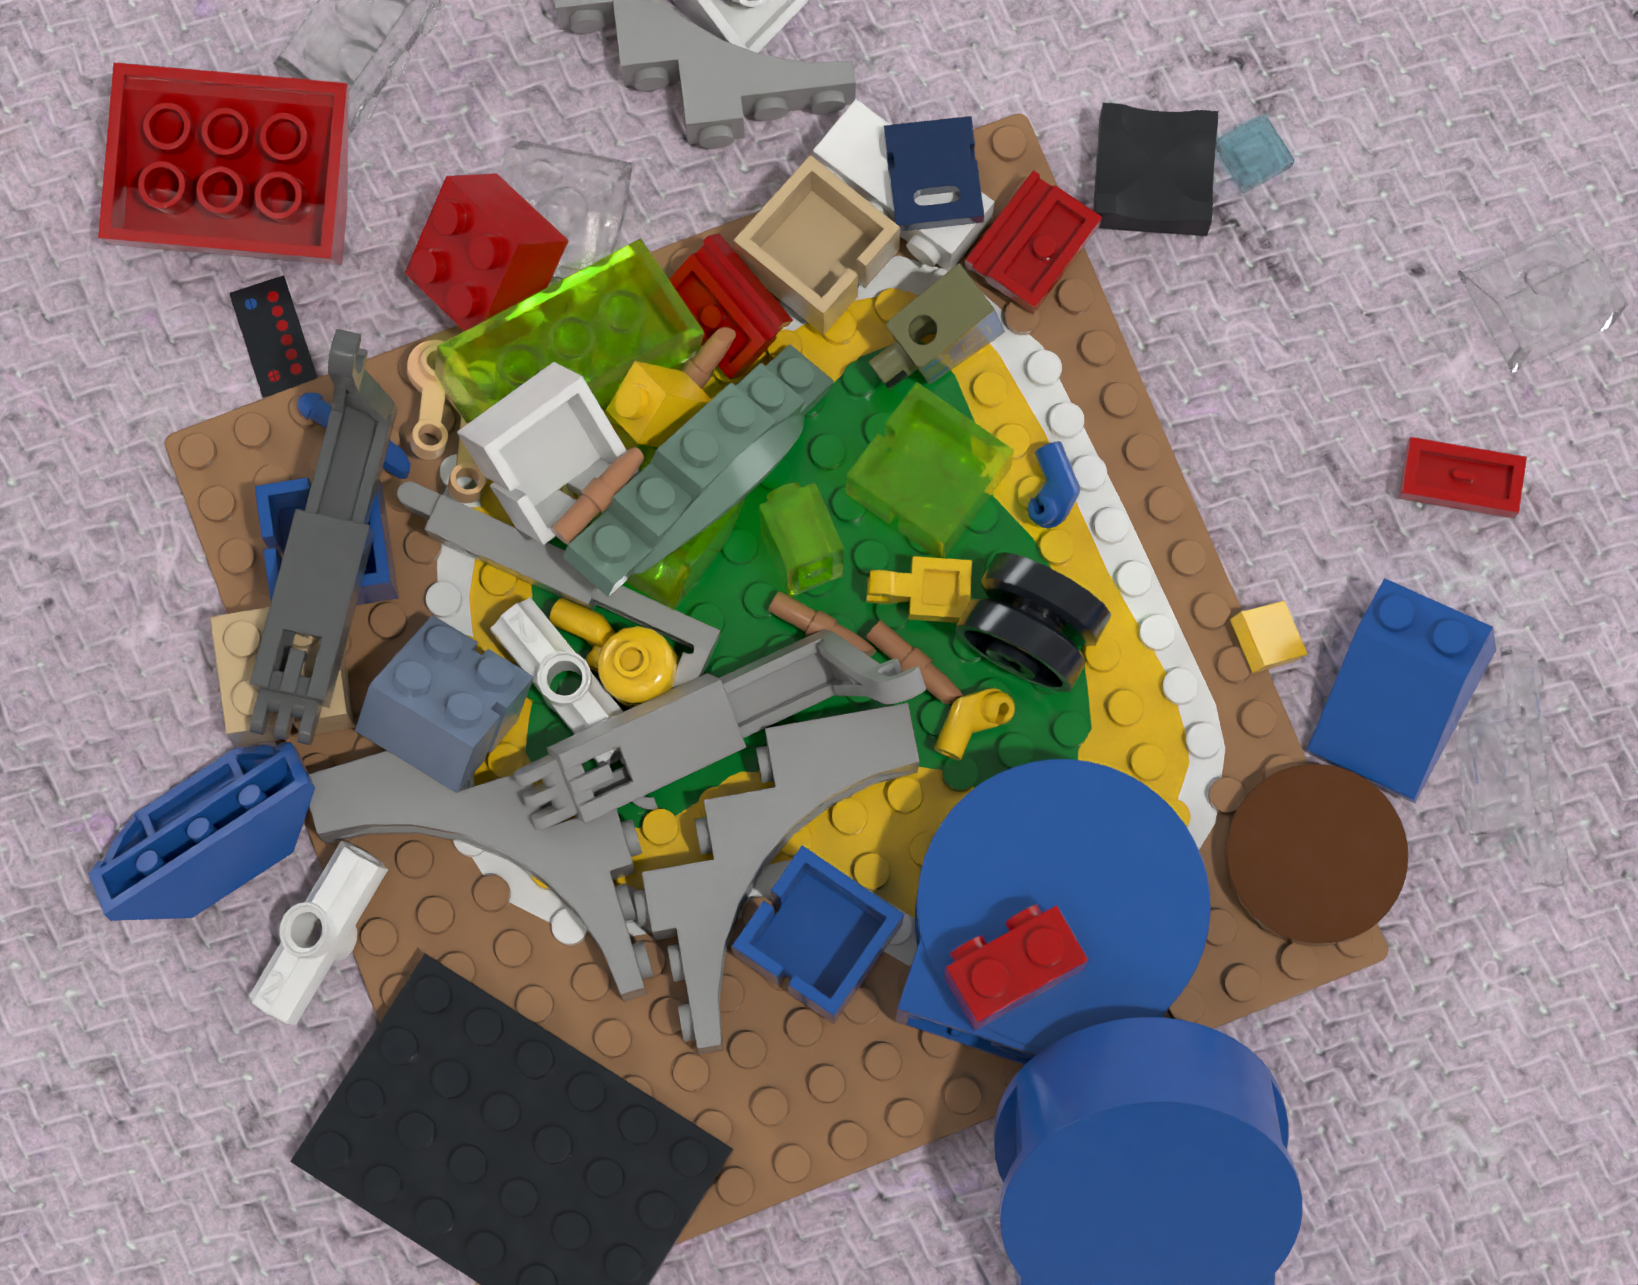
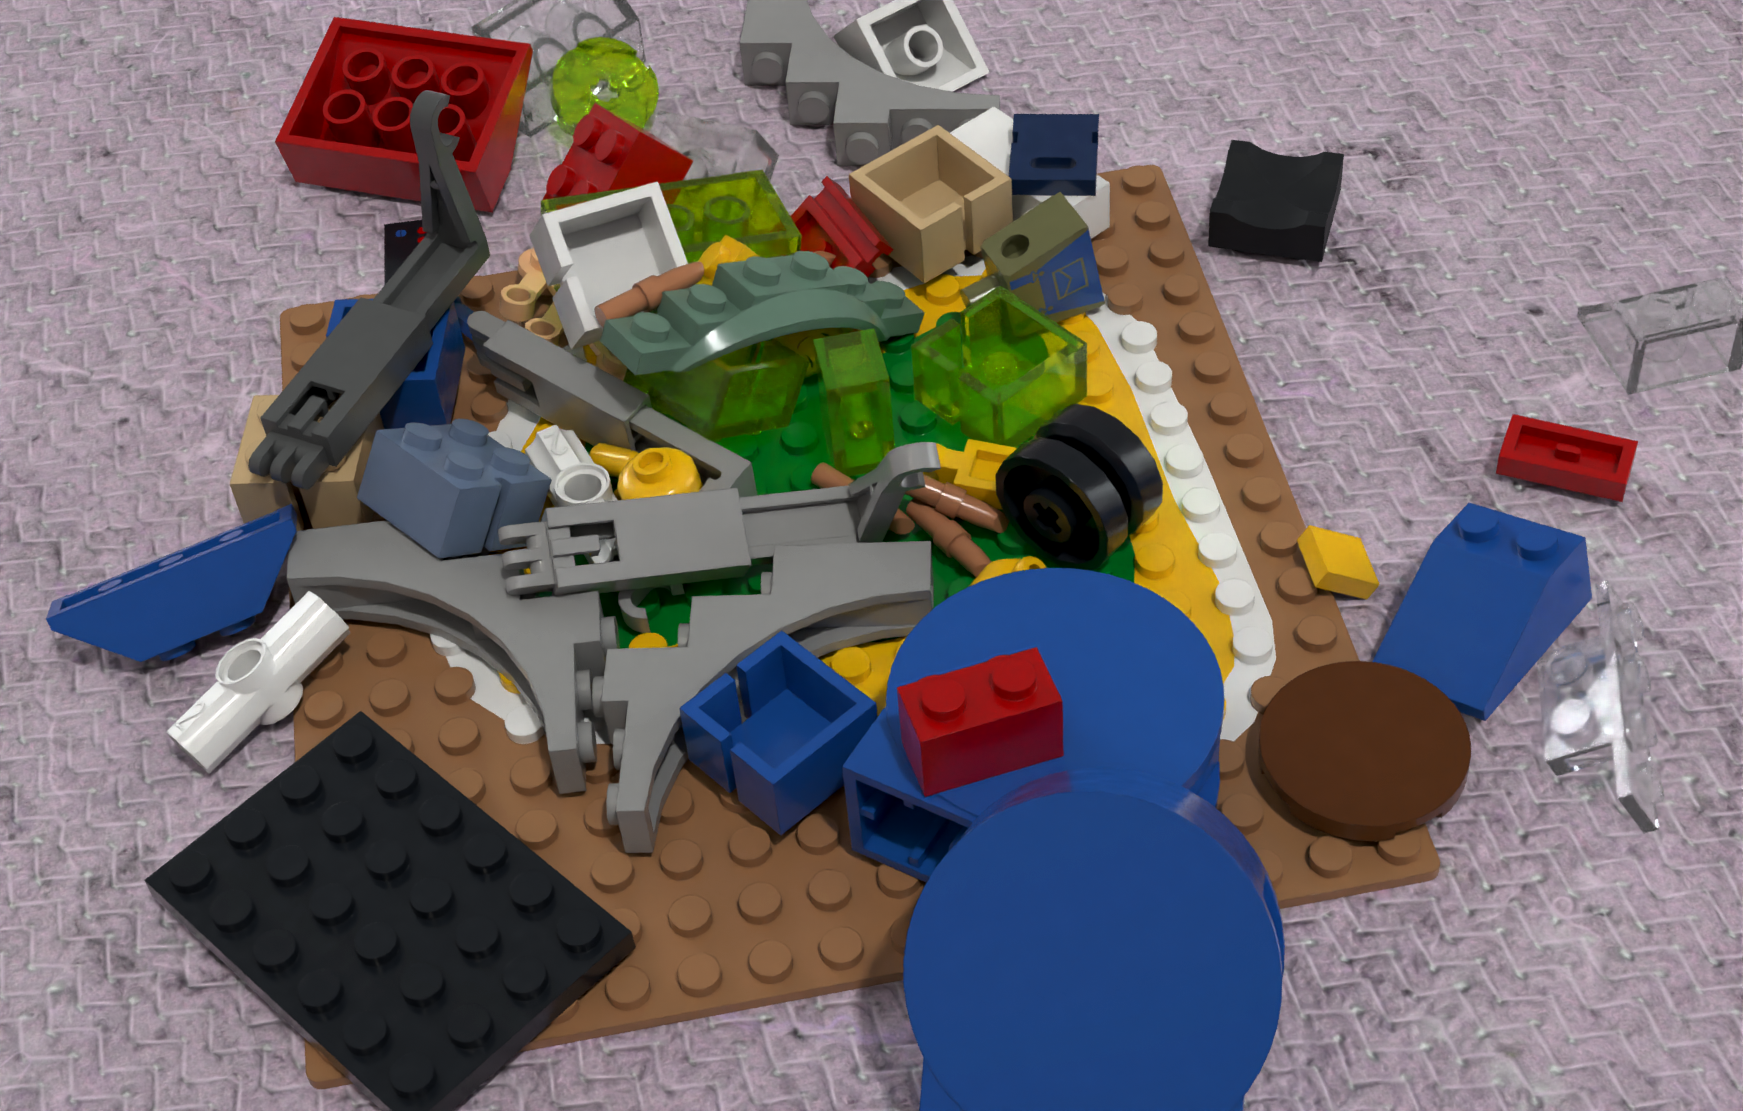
camera: 15 degrees right, 30 degrees down
(449, 116) = (606, 61): none -> clear neon green plate
(905, 627) = (954, 502): none -> nougat piece
(1033, 242) = (1148, 232): red plate -> none
(1059, 489) = (1135, 404): blue arm -> none
(1254, 153) = (1378, 208): clear light blue tile -> none

